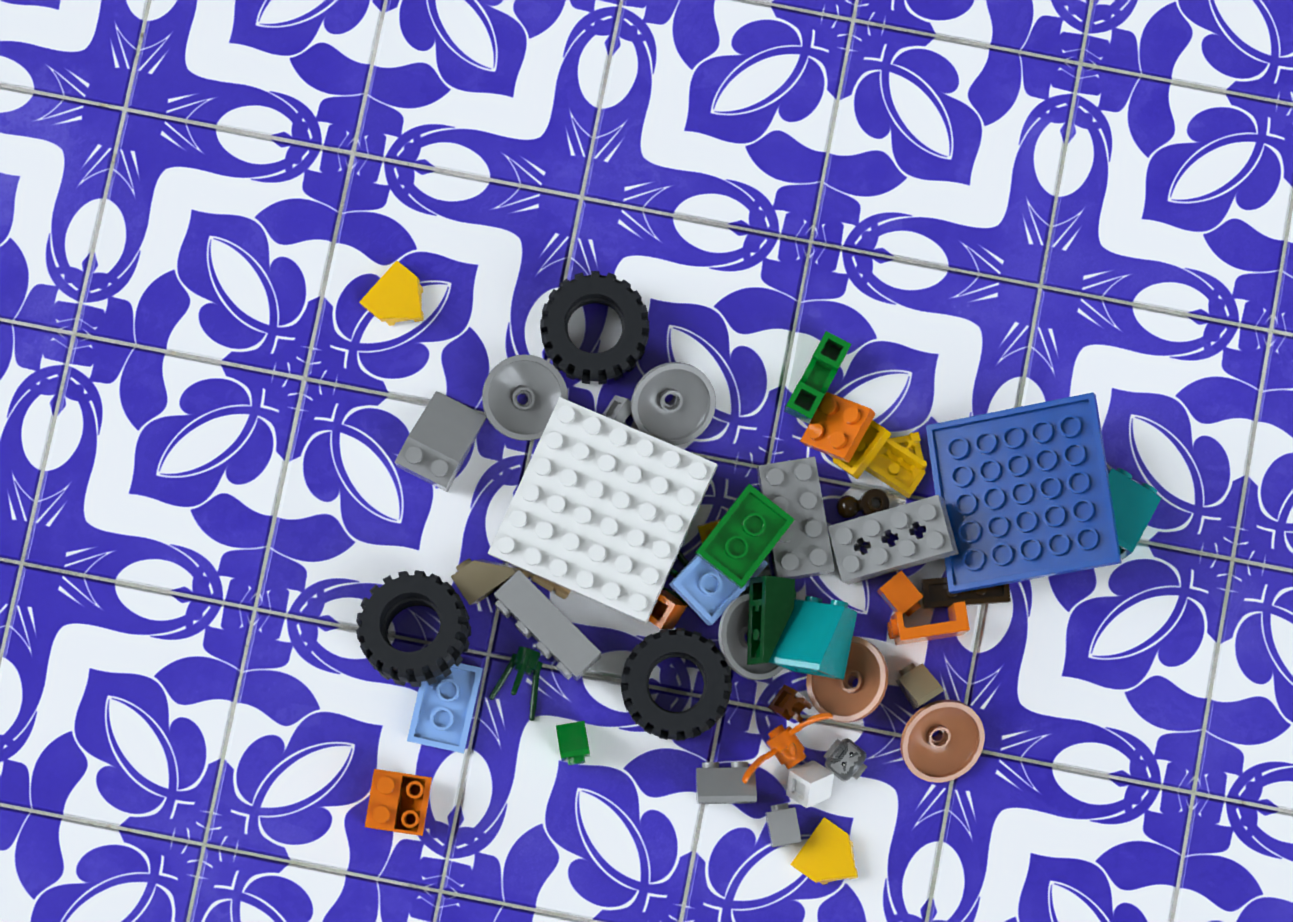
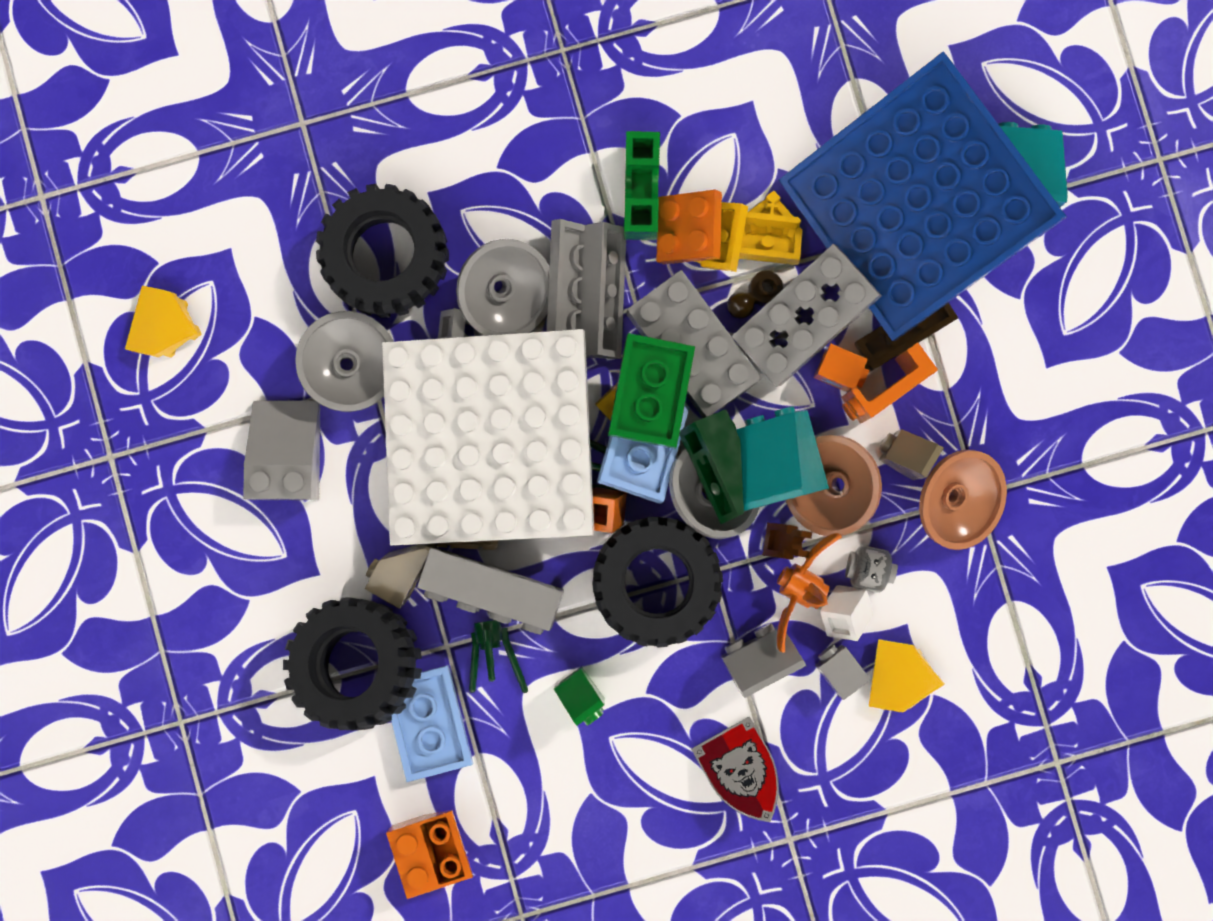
camera: 15 degrees left, 5 degrees up
(667, 862) = (741, 770): none -> shield
(738, 431) = (588, 284): none -> light grey slope

